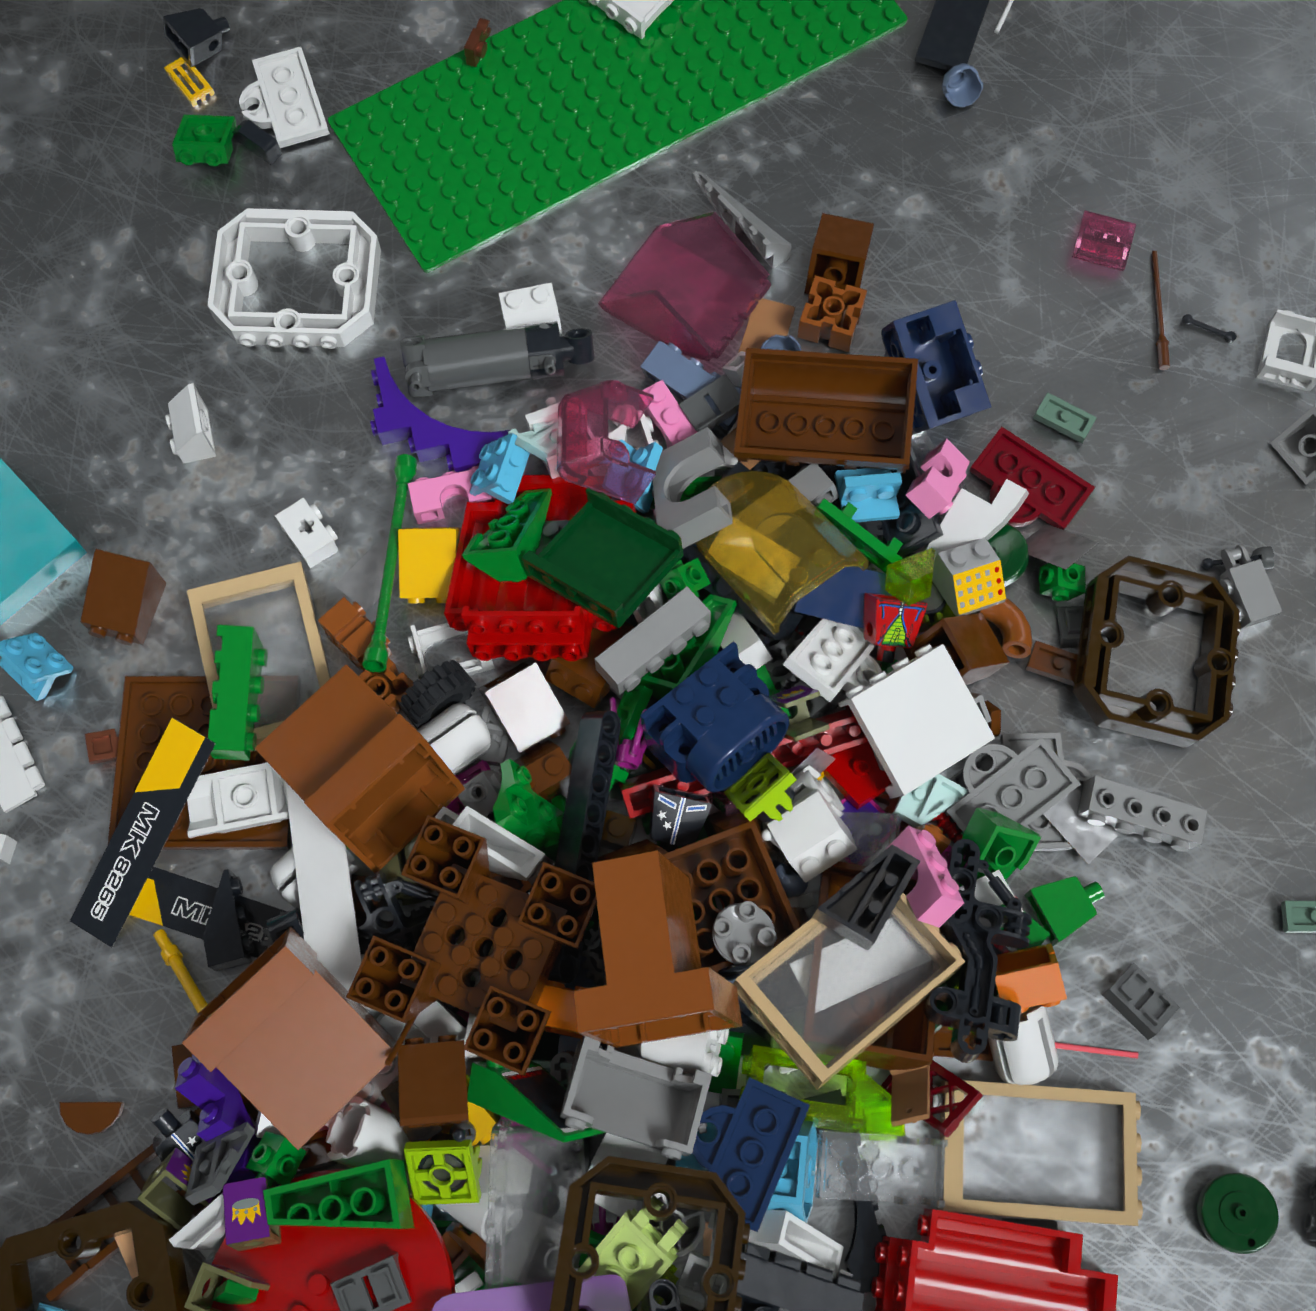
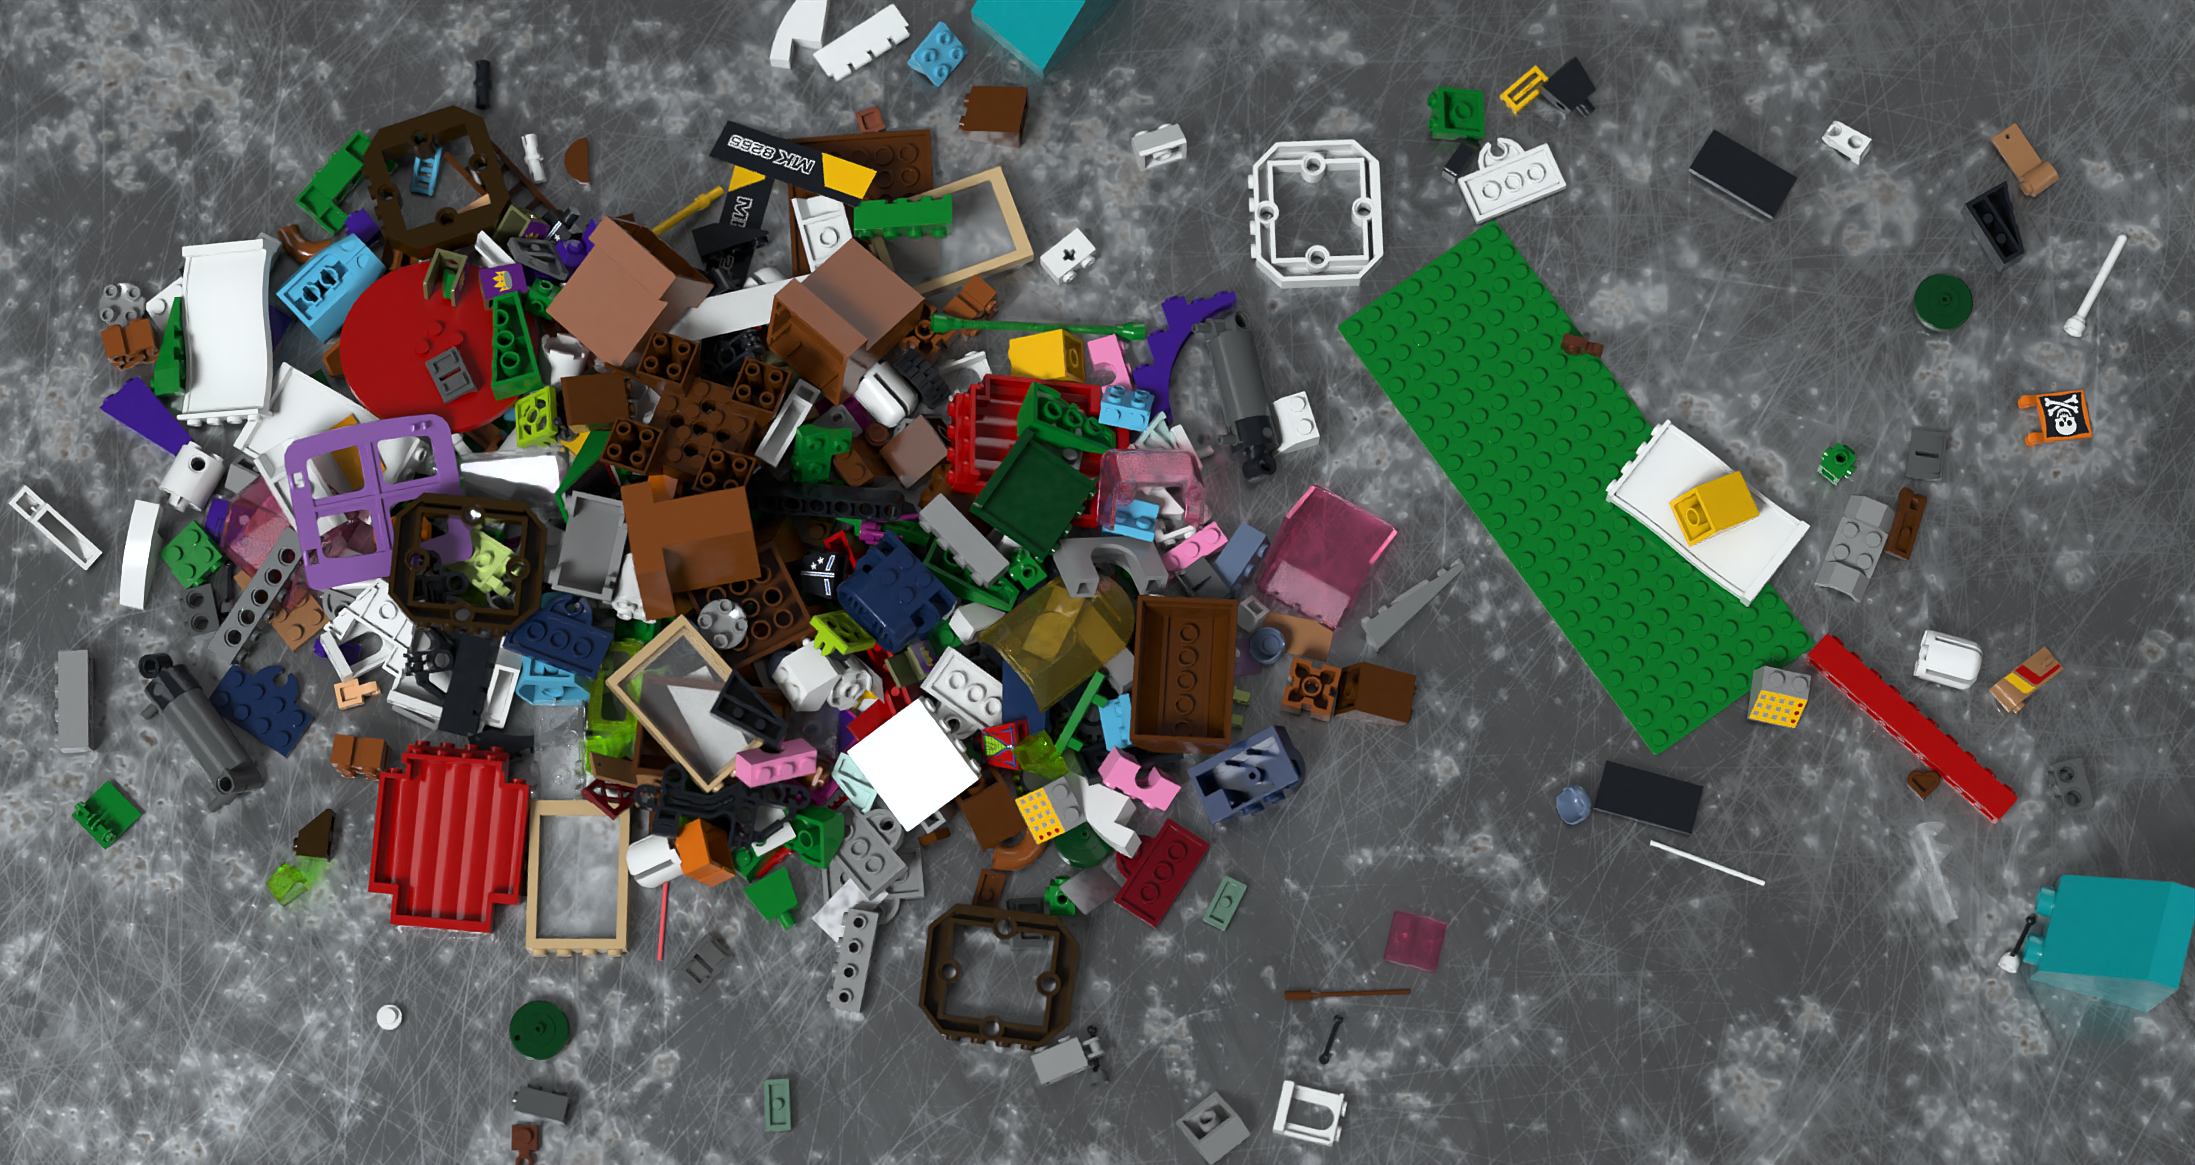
camera: 90 degrees right, 5 degrees up
(76, 1175) = (533, 159): none -> white pin
(496, 754) = (877, 434): none -> copper plate

